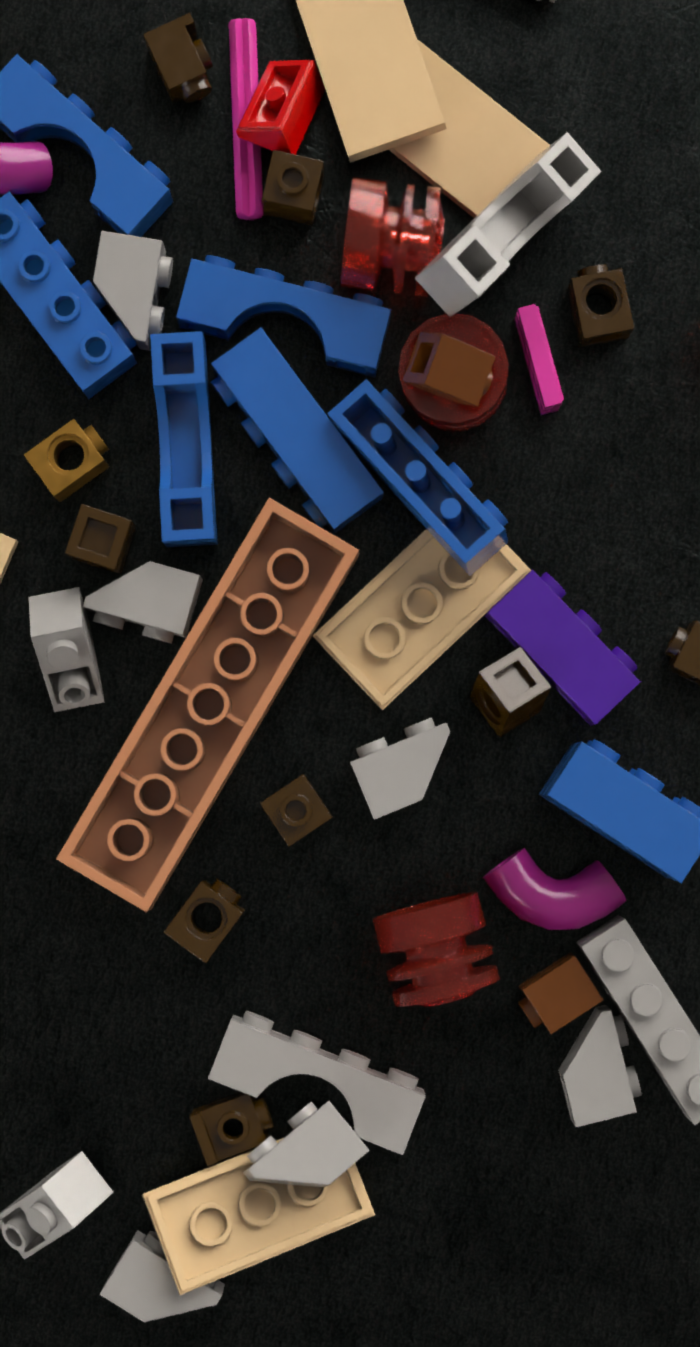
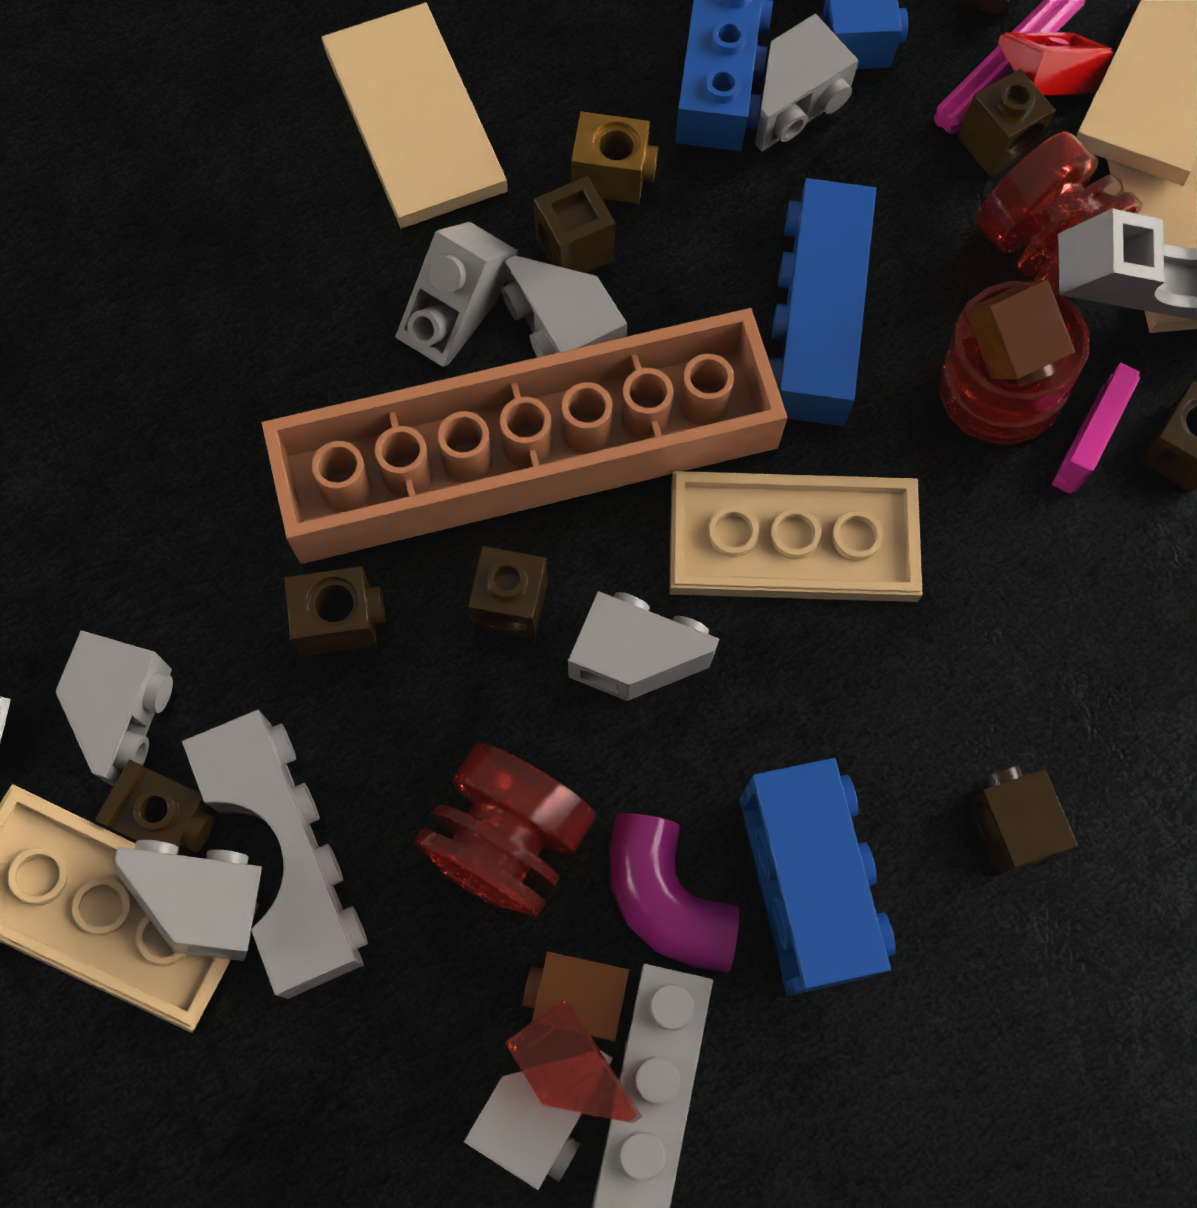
camera: 45 degrees right, 15 degrees down
(136, 1098) = (111, 700): none -> light grey slope
(184, 439) = (686, 259): blue arch -> none
(223, 298) = (949, 258): blue arch -> none
(418, 477) = (900, 419): blue brick -> none
(510, 691) = (804, 670): dark brown brick -> none
(564, 646) = (891, 684): dark purple brick -> none
(596, 1039) = (569, 1067): none -> clear red tile

